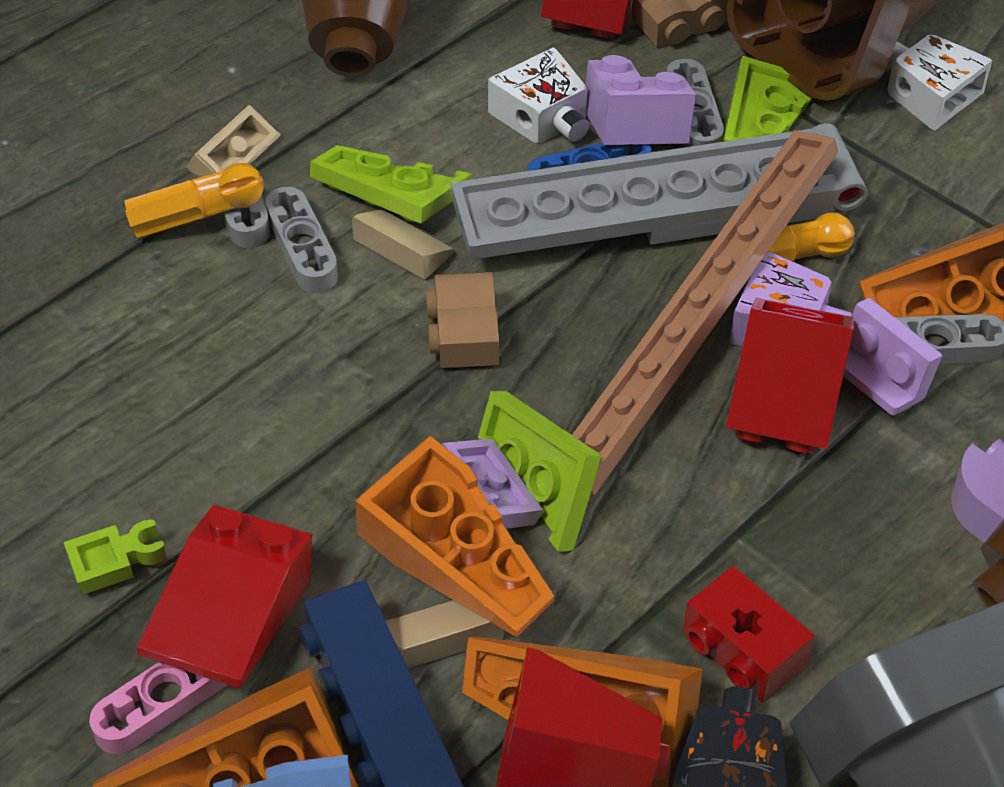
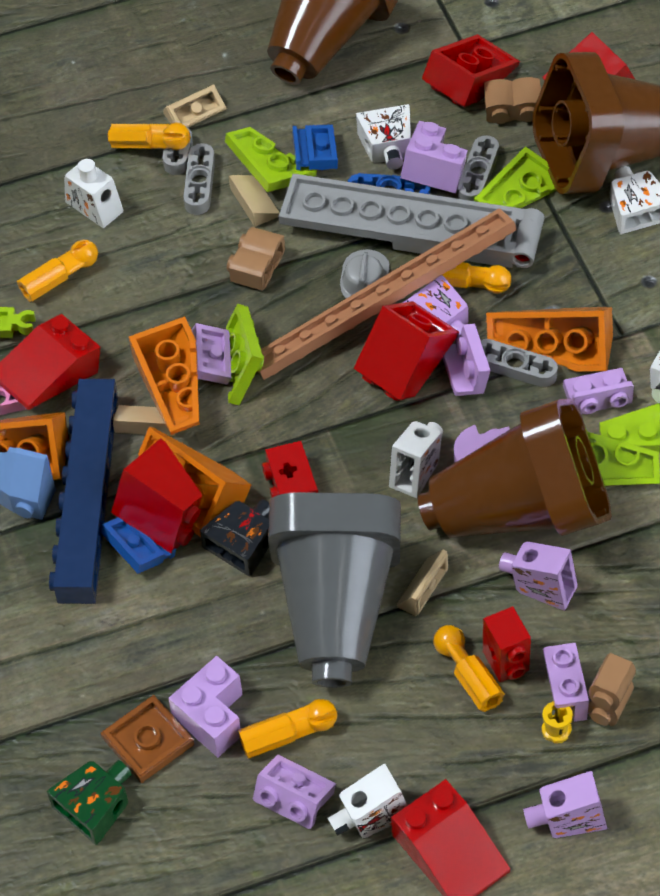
camera: 30 degrees right, 5 degrees up
(151, 305) = (92, 193): none -> white torso
(154, 443) = (55, 271): none -> light orange piece
(451, 143) = (315, 147): none -> blue plate
(632, 292) = (361, 270): none -> light grey piece
(924, 504) = (419, 445): none -> white torso

